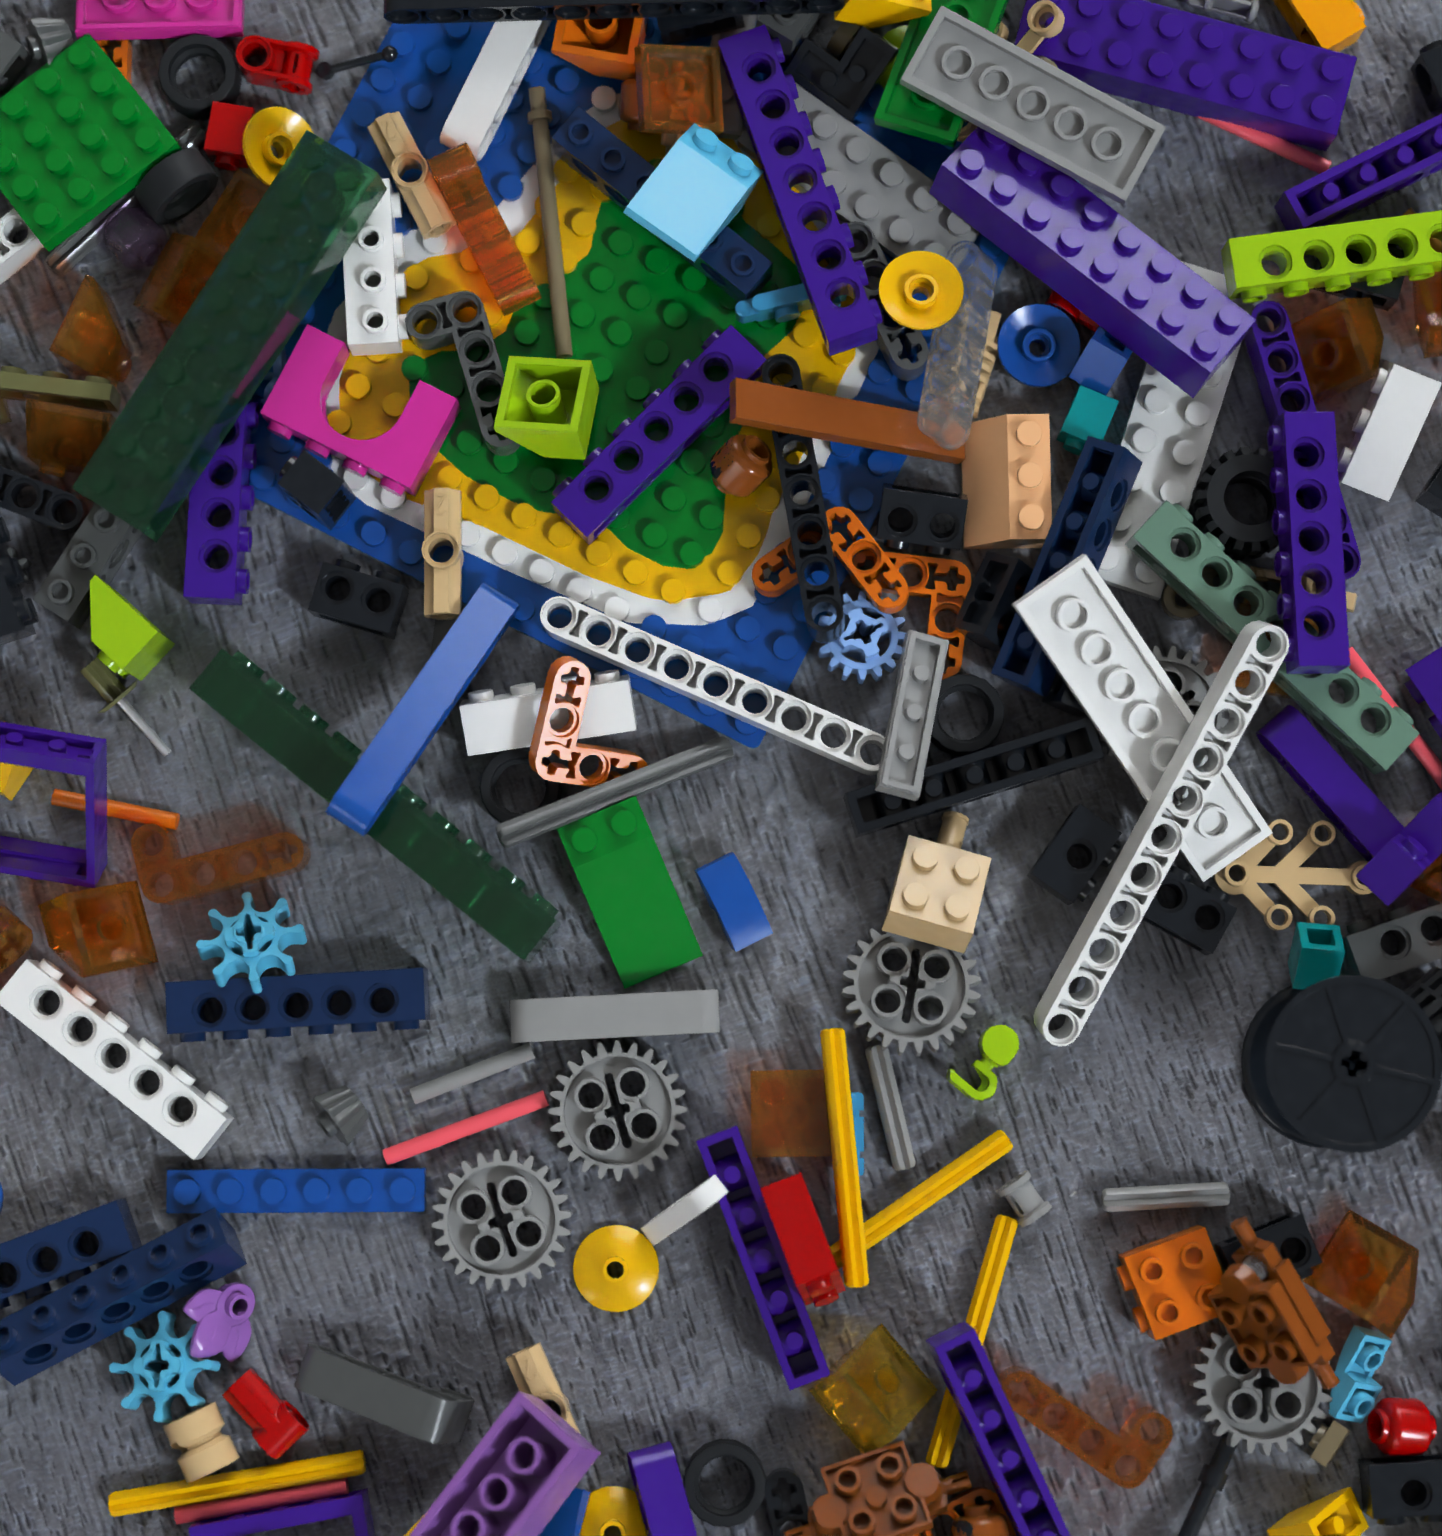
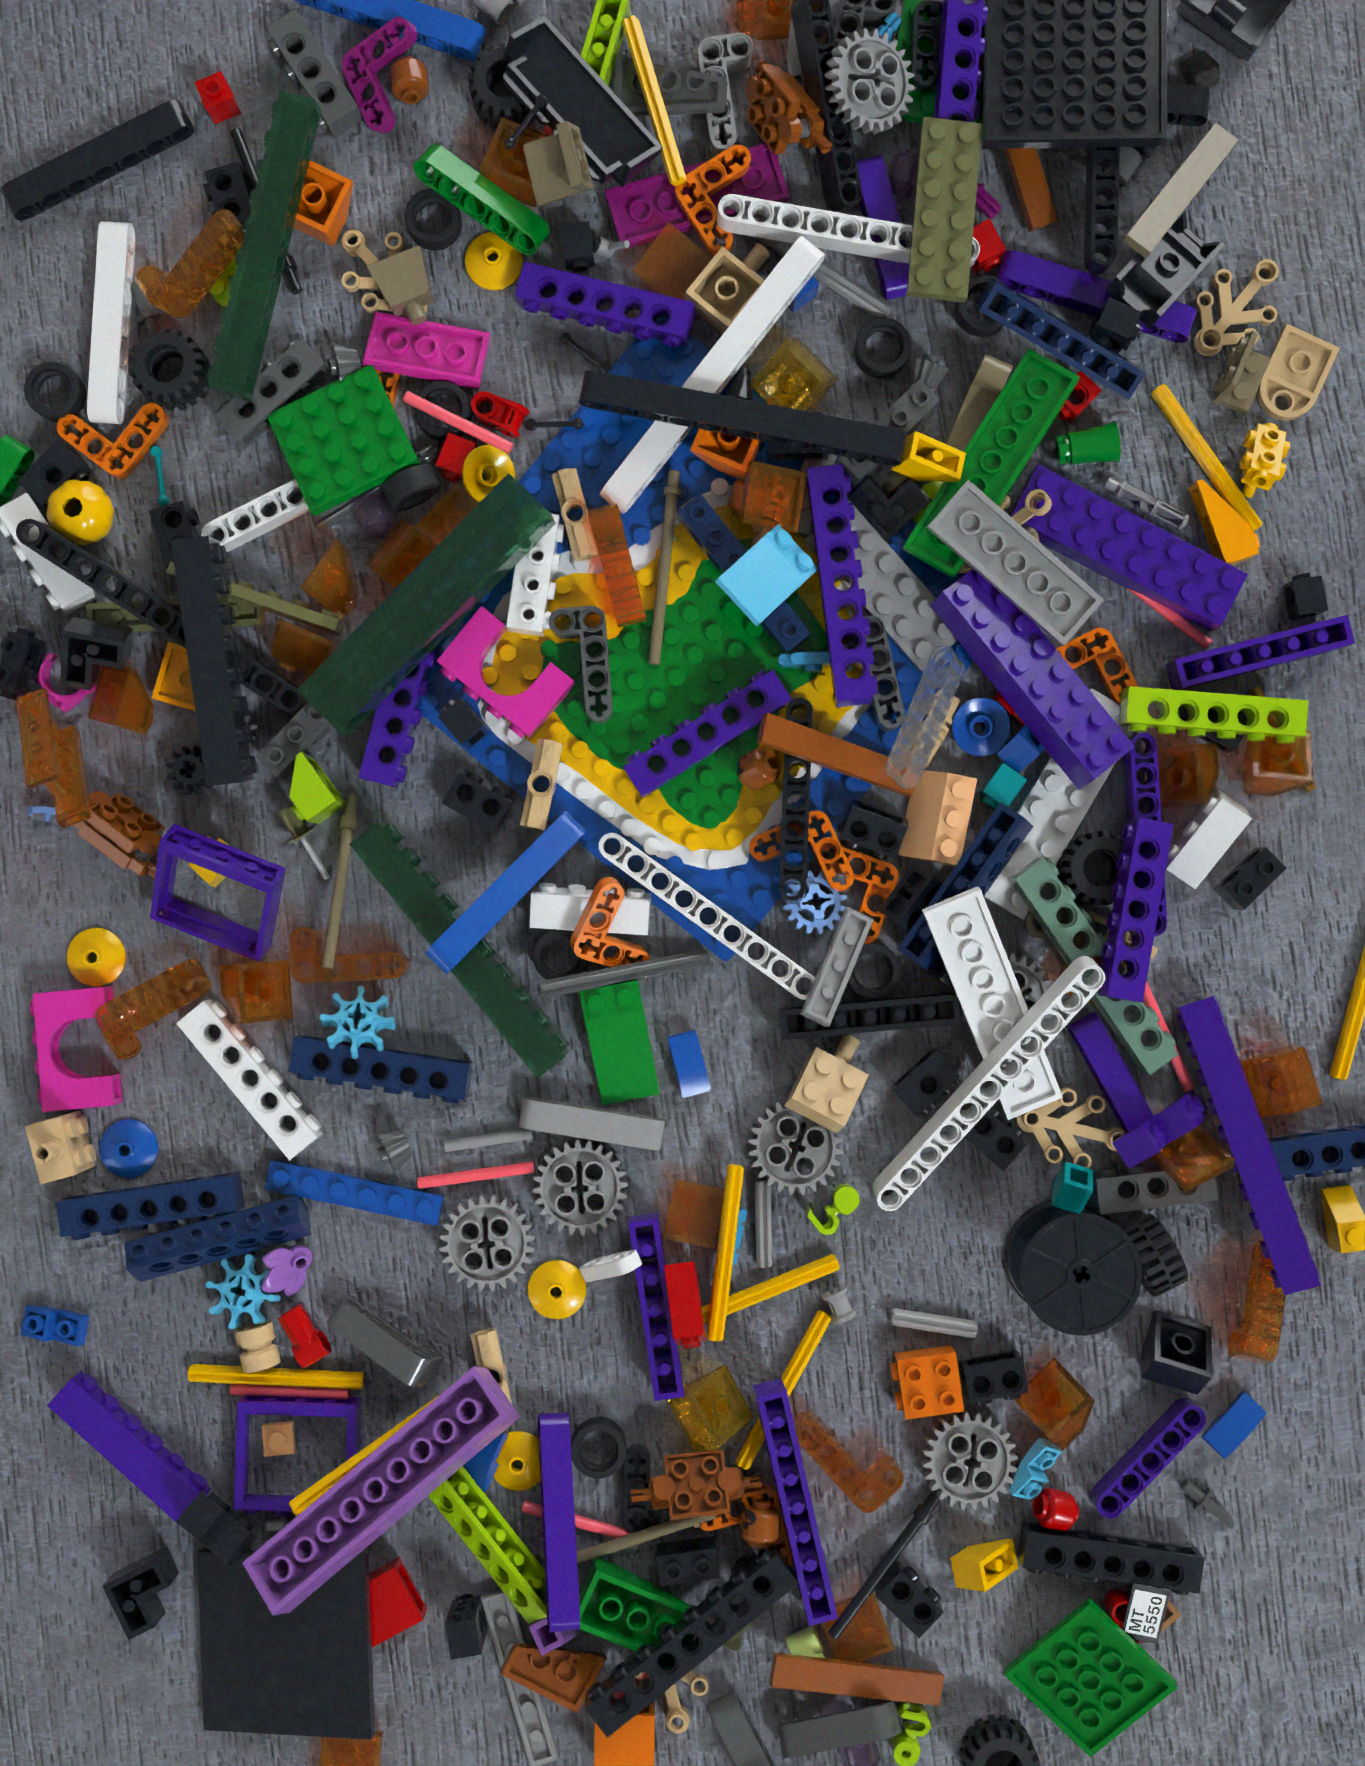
camera: 10 degrees right, 5 degrees up
(119, 809) = (287, 910): orange piece -> none
(183, 672) = (348, 825): none -> dark tan bar
(223, 84) = (458, 422): none -> coral bar
(548, 405) = (635, 699): lime slope -> none
(924, 274) = (910, 662): yellow dish -> none
(1180, 217) = (1099, 657): none -> orange beam
(1272, 1313) = (987, 1421): dark orange piece -> none
(1328, 1442) = (1004, 1509): dark tan plate -> none

